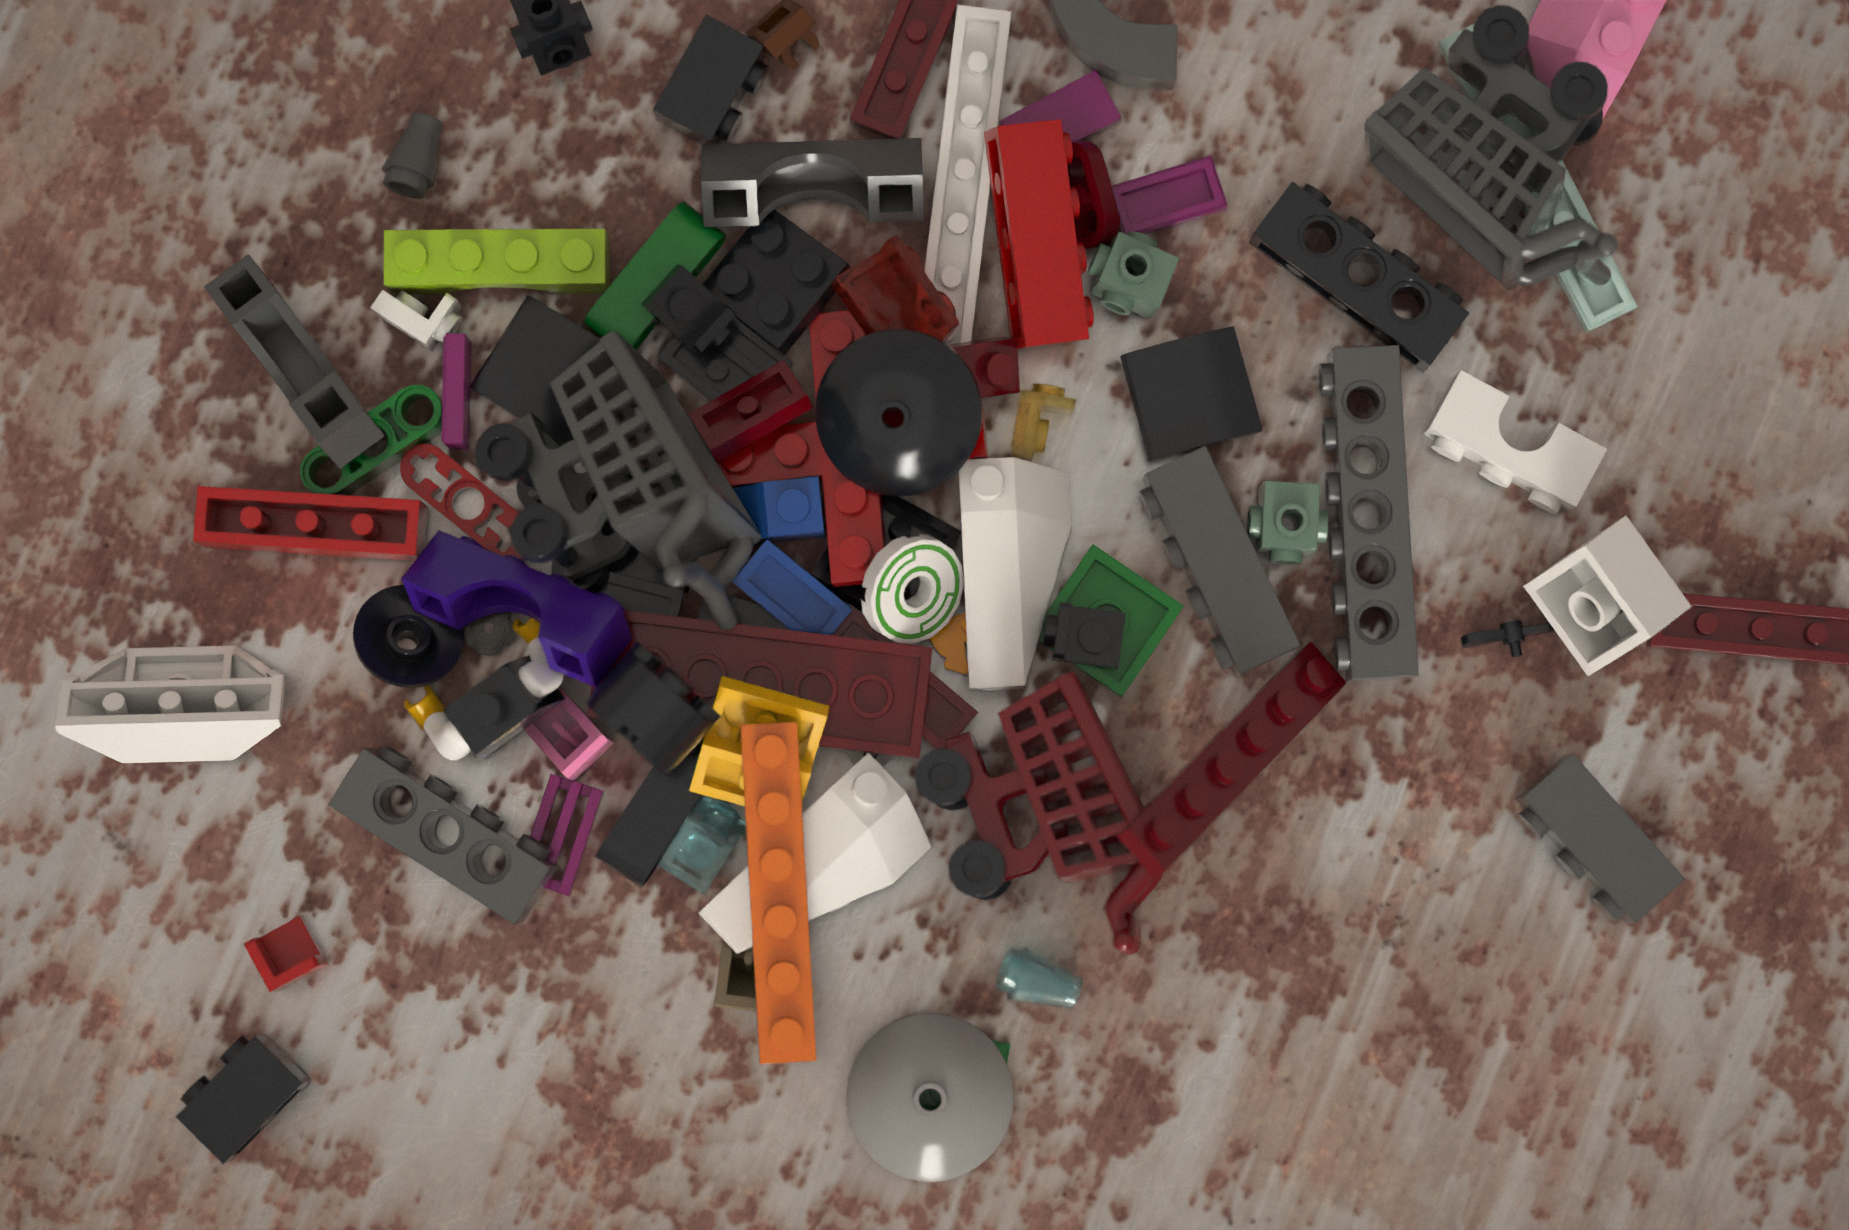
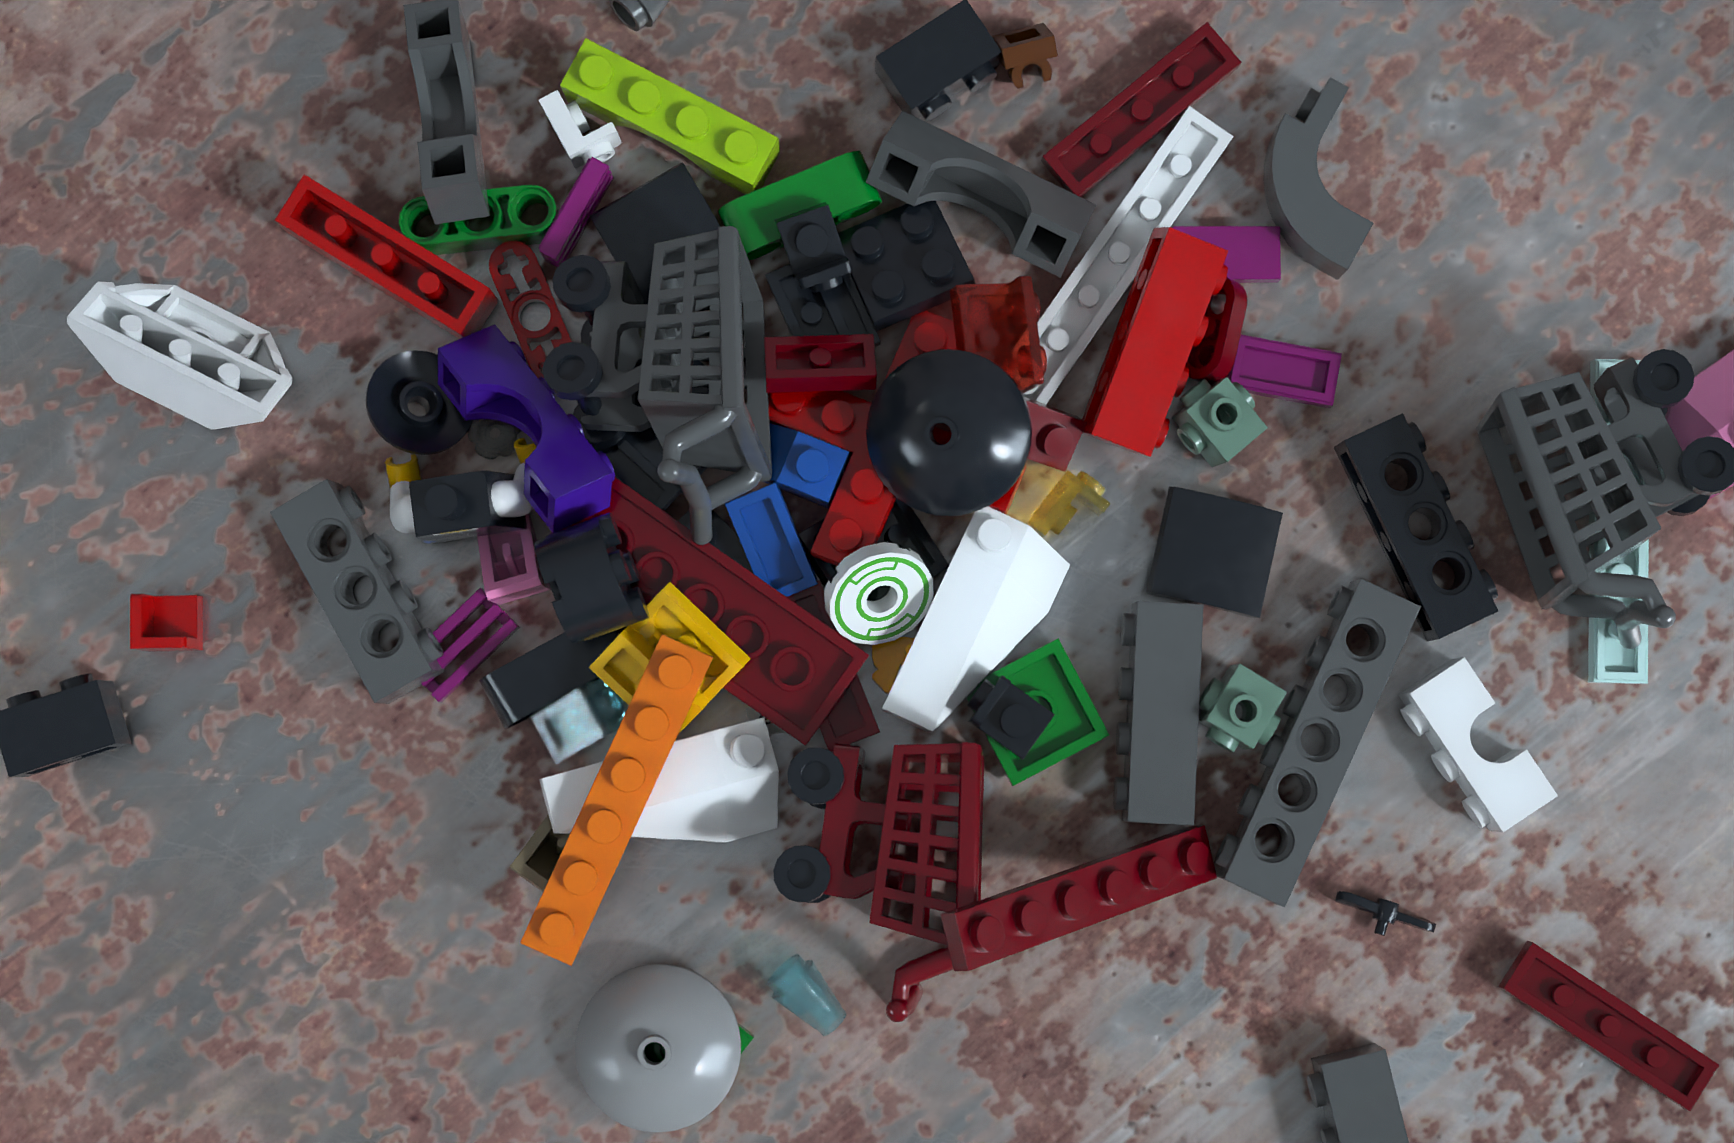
camera: 25 degrees right, 0 degrees up
(1607, 596) = (1490, 927): white brick -> none

